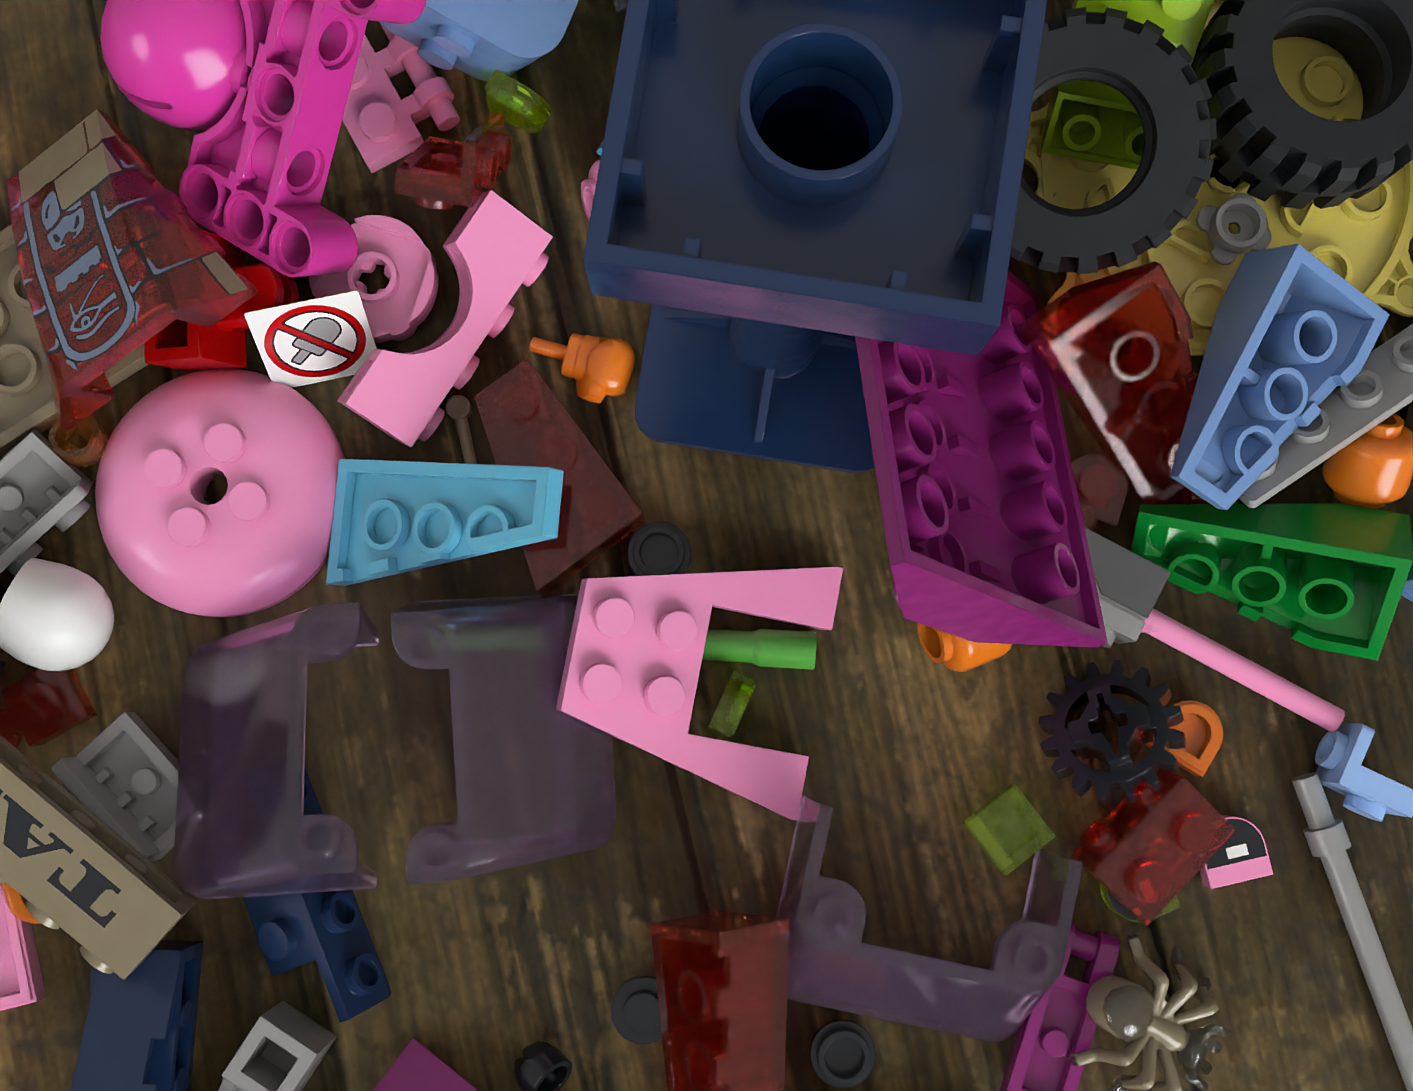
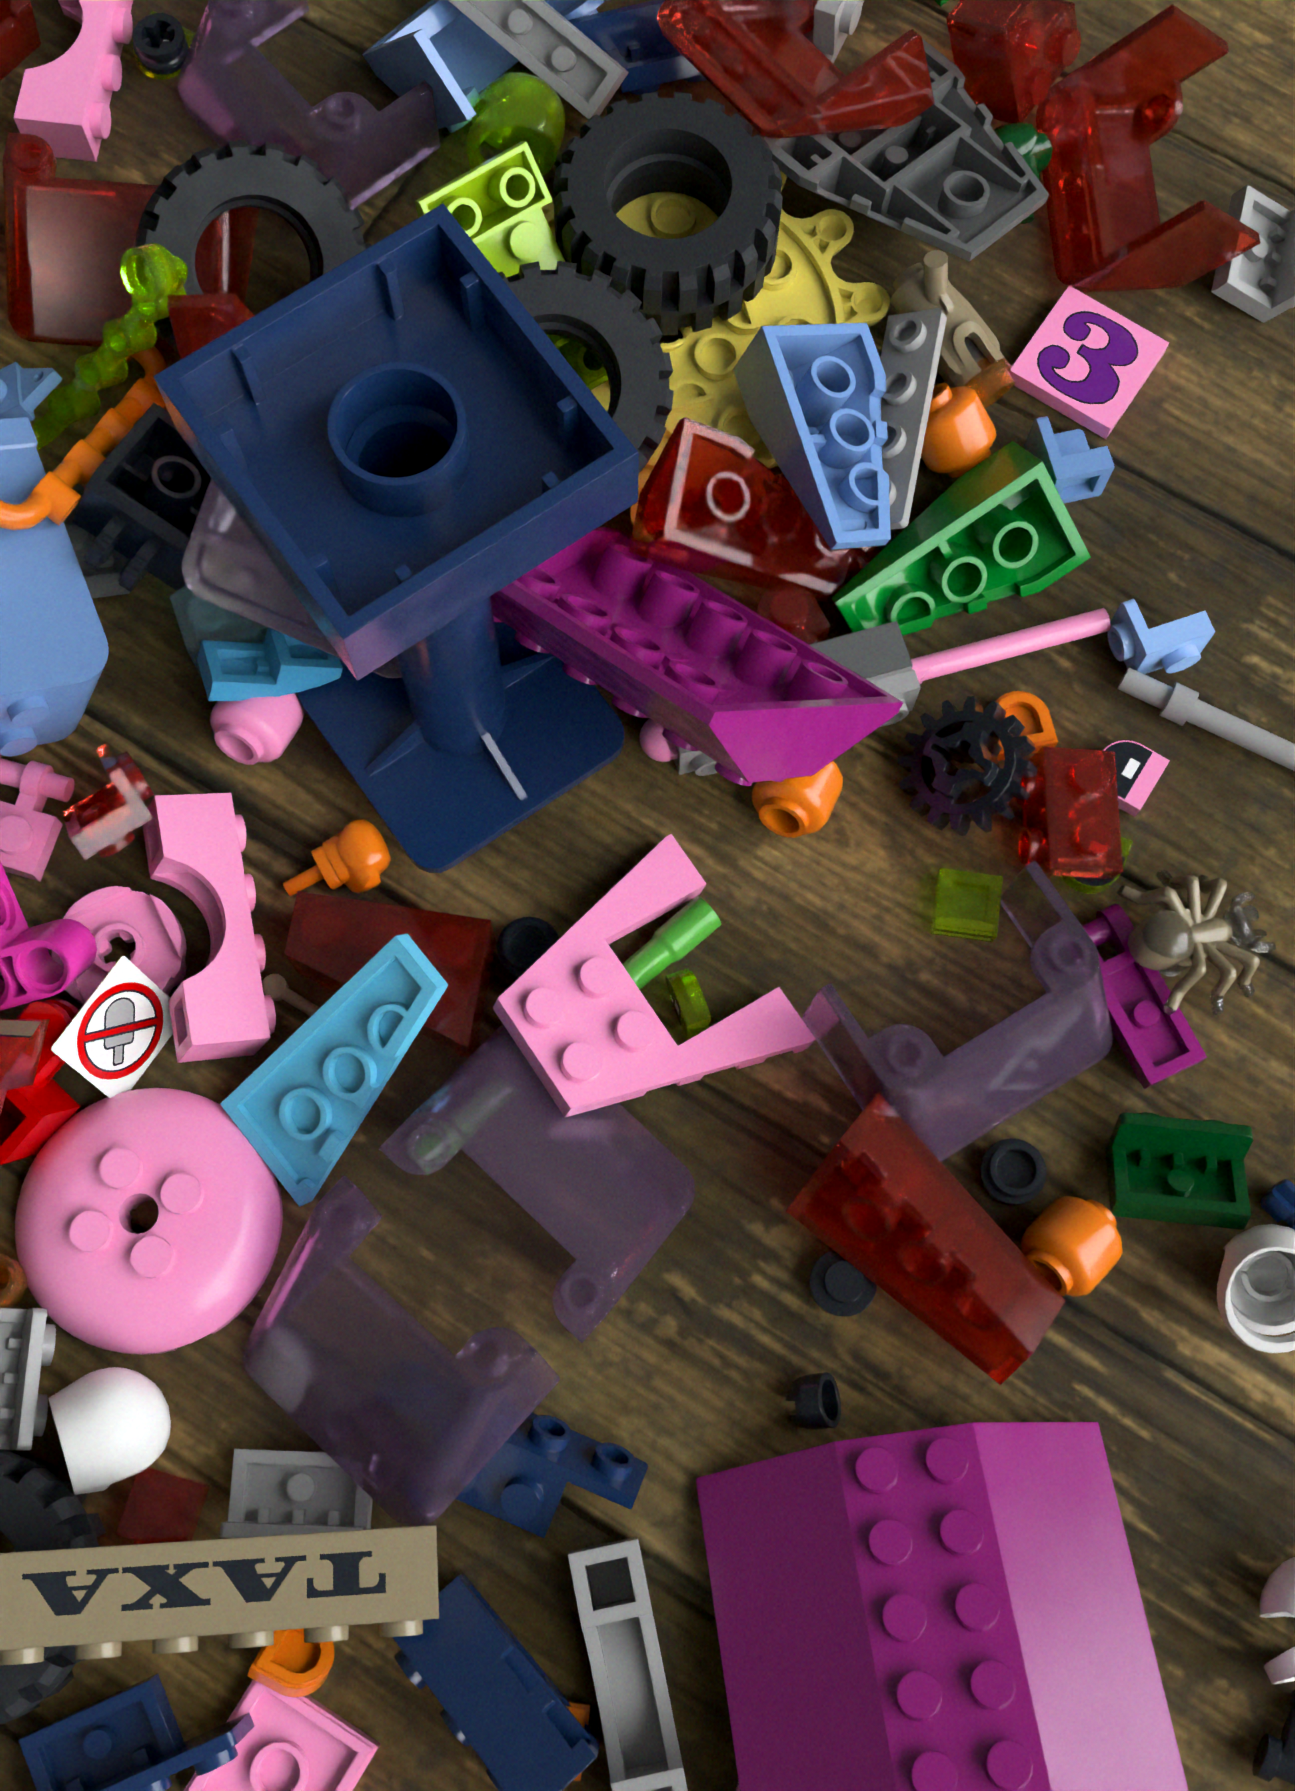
camera: 45 degrees left, 10 degrees down
(518, 102) = (115, 724): clear neon green tile -> none
(1249, 219) = (713, 347): light grey plate -> none

